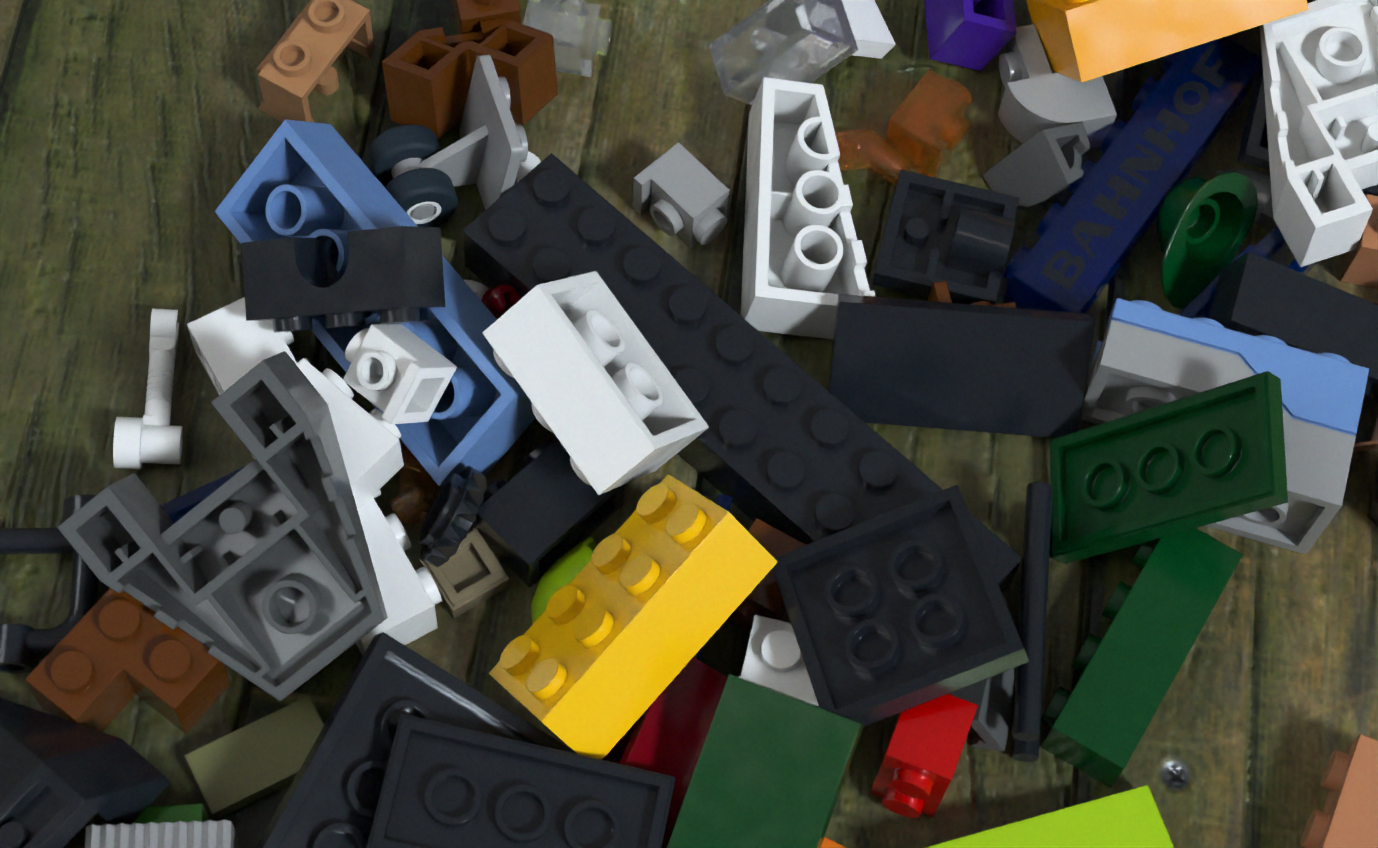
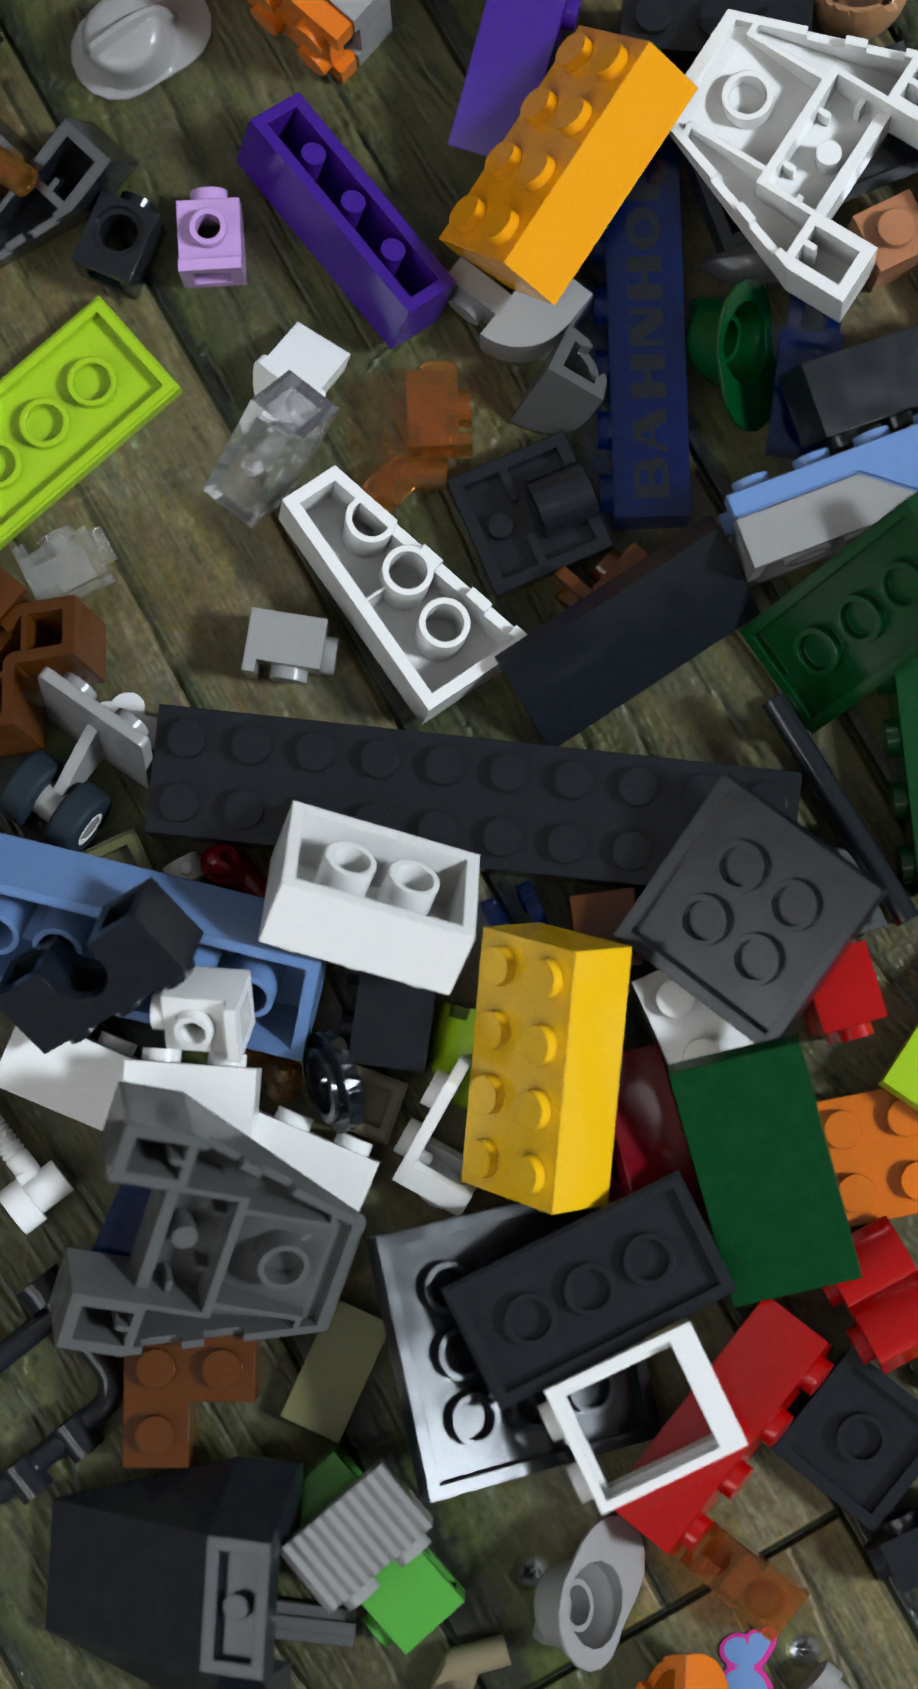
camera: 25 degrees left, 20 degrees up
(469, 635) = (428, 1164): none -> white bracket

